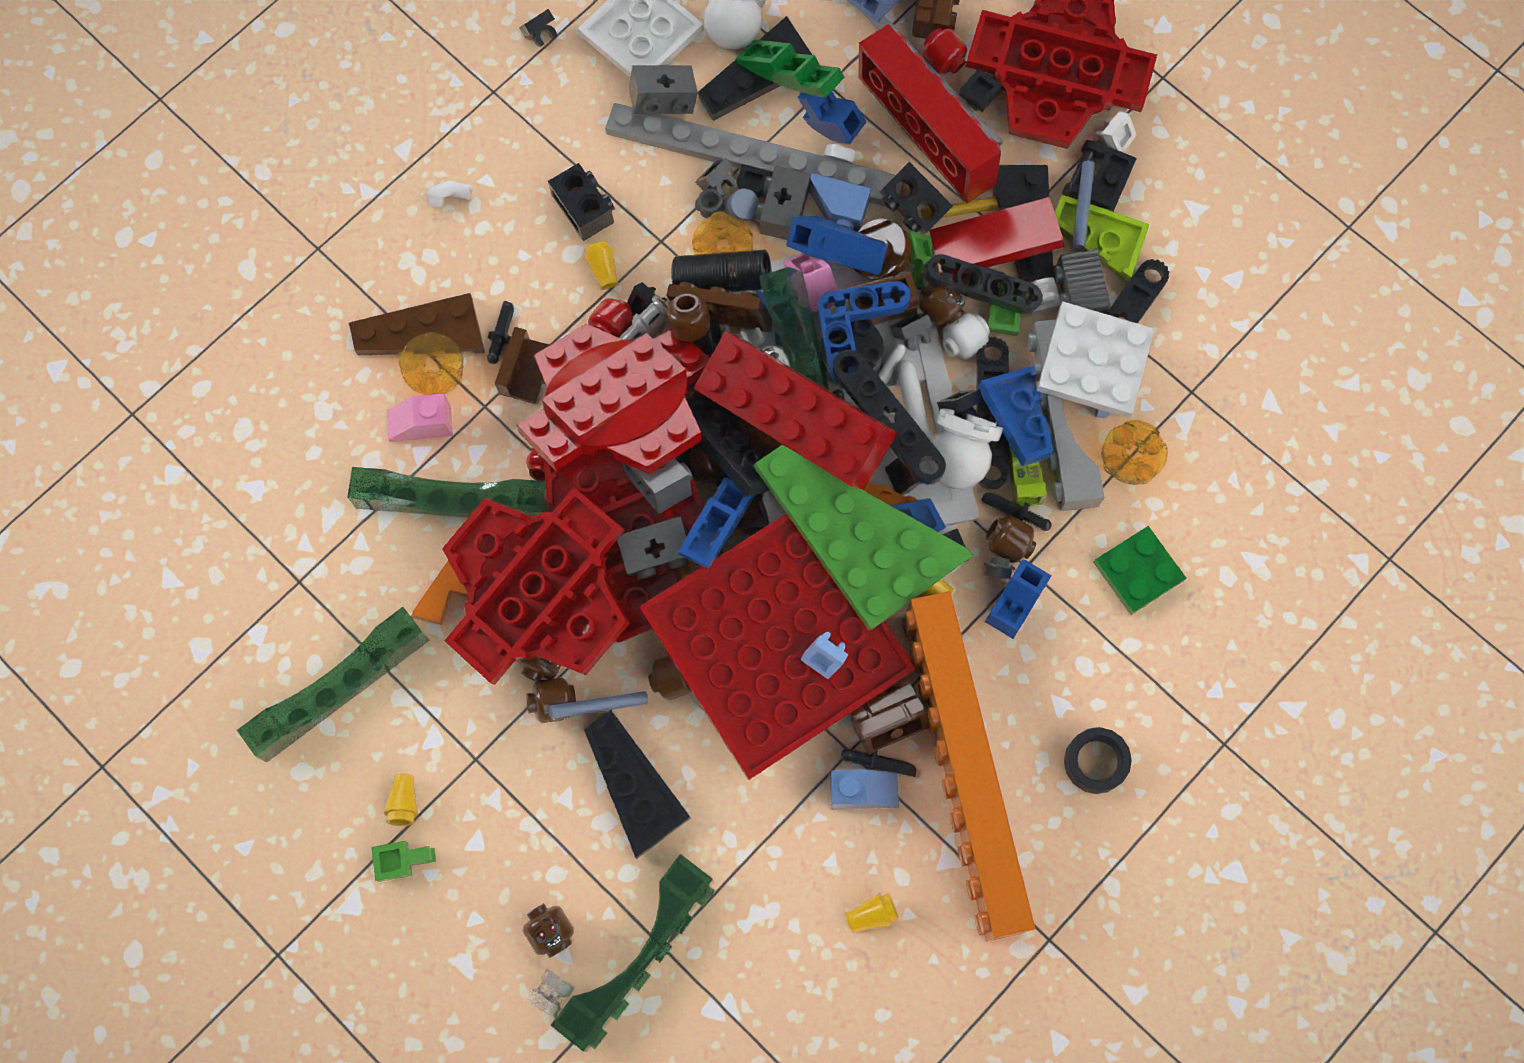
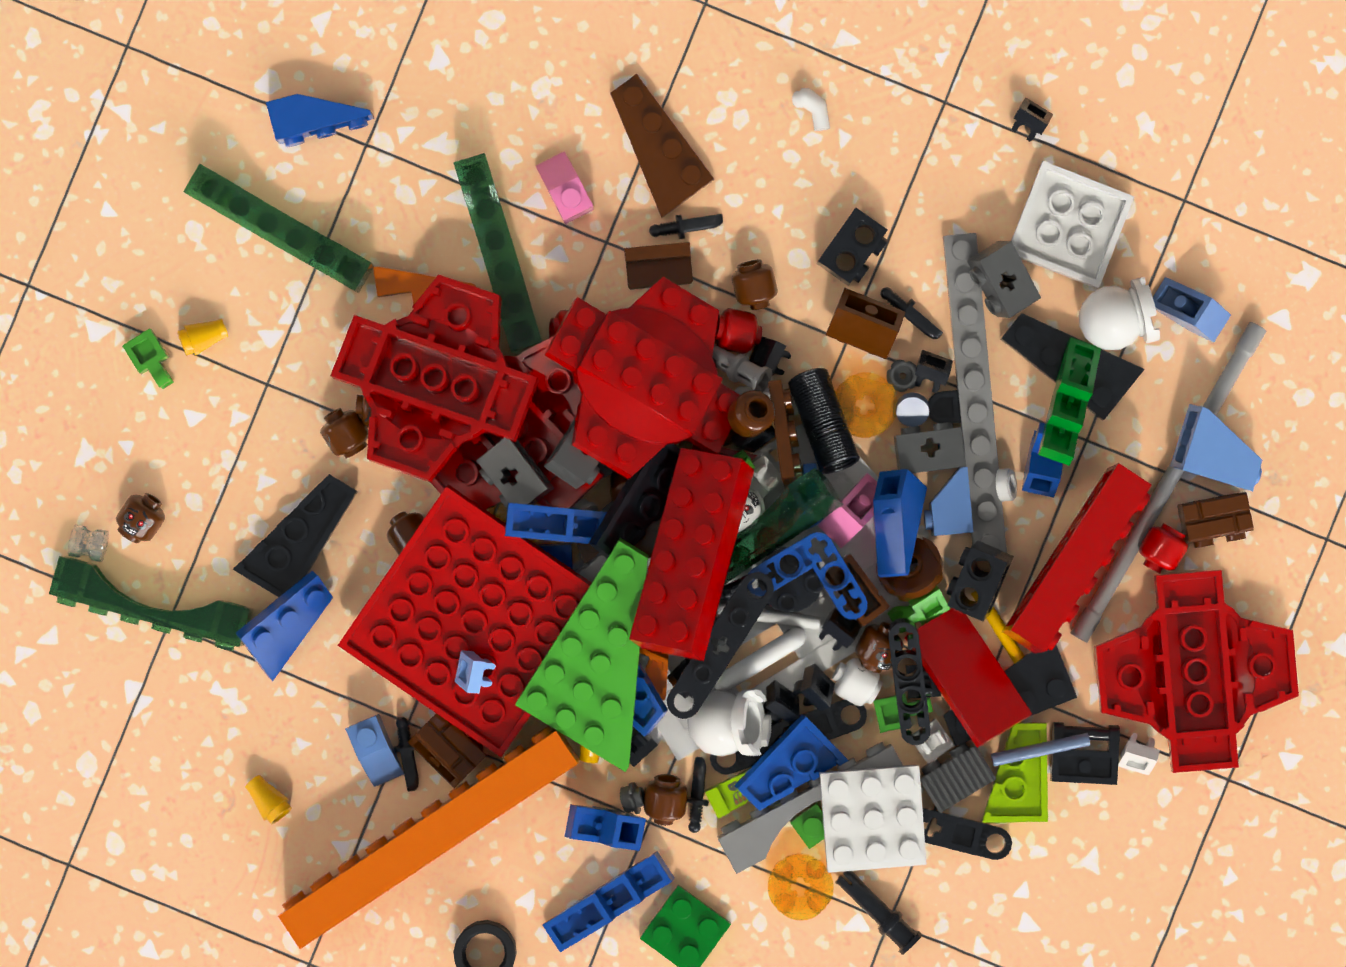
camera: 65 degrees right, 15 degrees up
(245, 621) = (306, 116): none -> blue slope
(413, 364) = (616, 158): clear yellow plate -> none
(577, 291) = (754, 284): none -> reddish brown head
(598, 705) = (355, 478): sand blue bar -> none
(602, 263) = (795, 295): yellow cone -> none
(652, 212) = (865, 323): none -> reddish brown brick
(655, 181) = (911, 314): none -> black piece
(708, 829) = (284, 624): none -> blue wing
(958, 371) = (815, 687): none -> black tile
(980, 90) = (1131, 600): black tile -> none
(1082, 421) = (810, 825): none -> bright green plate
(1088, 628) = (608, 901): none -> blue slope
(1192, 388) = (889, 921): none -> black pin

